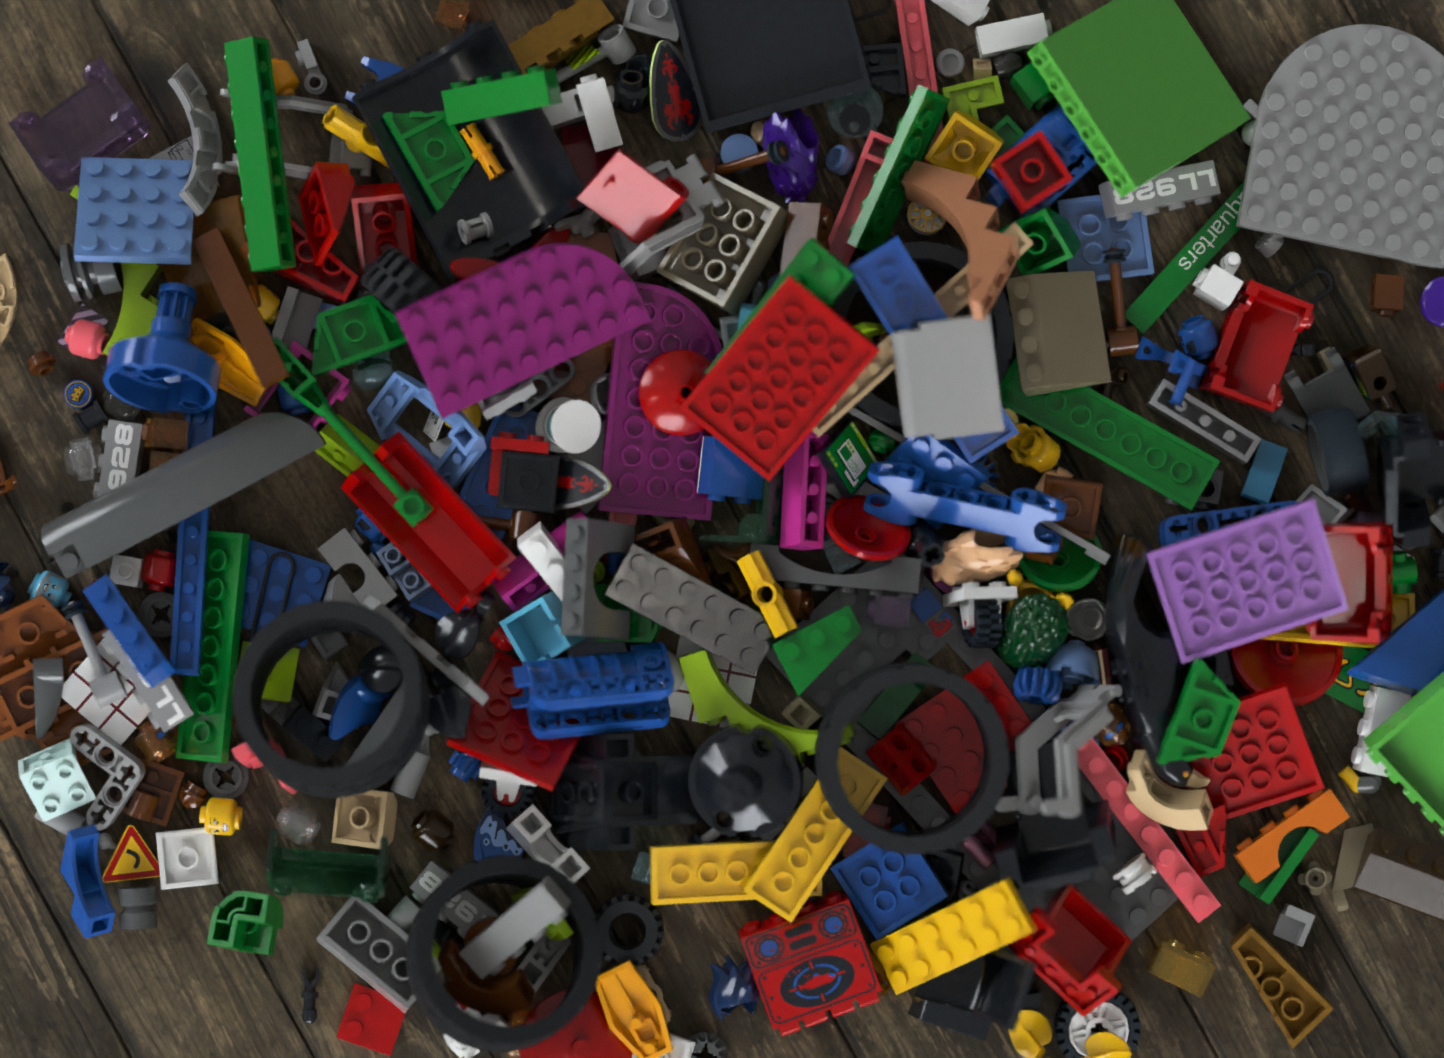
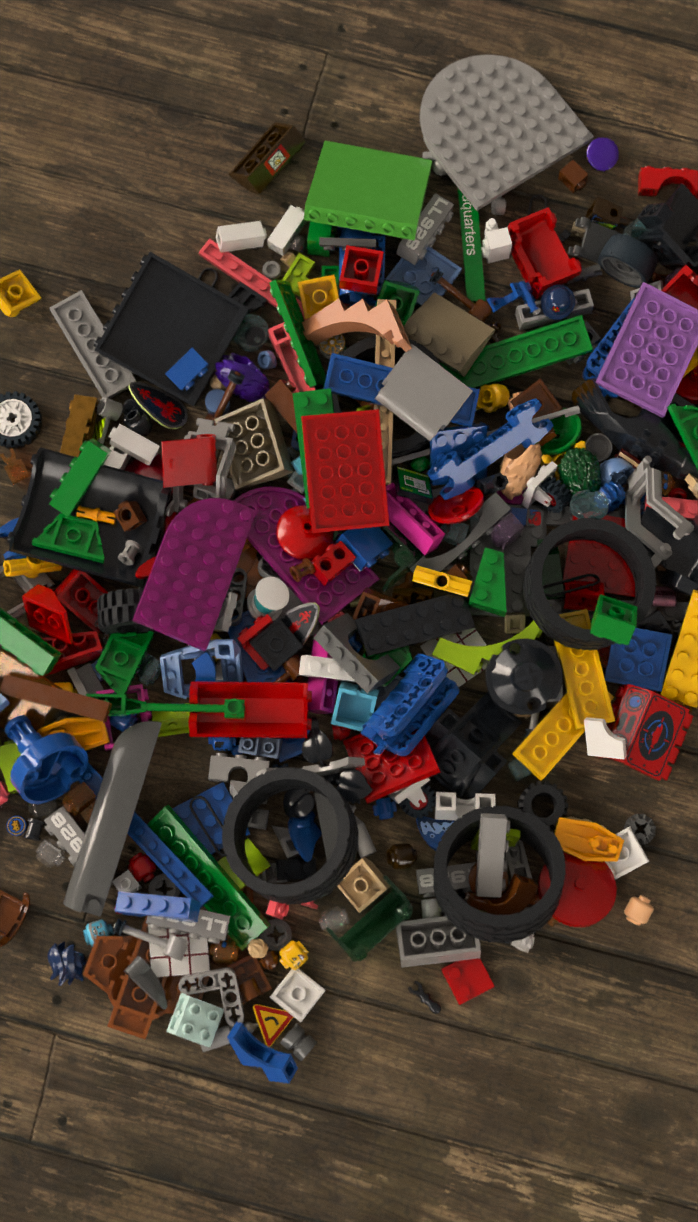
camera: 45 degrees left, 10 degrees down
(191, 773) = (257, 948): none -> tan plate
(246, 923) = (359, 993): green brick -> none
(427, 432) = (205, 668): none -> blue tile
(522, 197) = (137, 516): none -> reddish brown brick
(633, 432) = (306, 565): none -> reddish brown bush
(673, 461) = (334, 565): none -> red brick
(732, 987) = (619, 781): dark blue hair -> none
(737, 89) = (187, 370): none -> blue brick
(754, 930) = (602, 741): none -> white tile
(860, 709) = (574, 589): none -> black piece
(888, 825) = (614, 620): none -> green slope
(1000, 675) = (589, 504): none -> clear light blue tile
(1049, 126) = (330, 243): none -> dark grey plate
(1198, 337) = (510, 274): blue head -> none
(1211, 420) = (557, 302): none -> dark blue hat
(1263, 472) = (604, 306): dark azure slope -> none

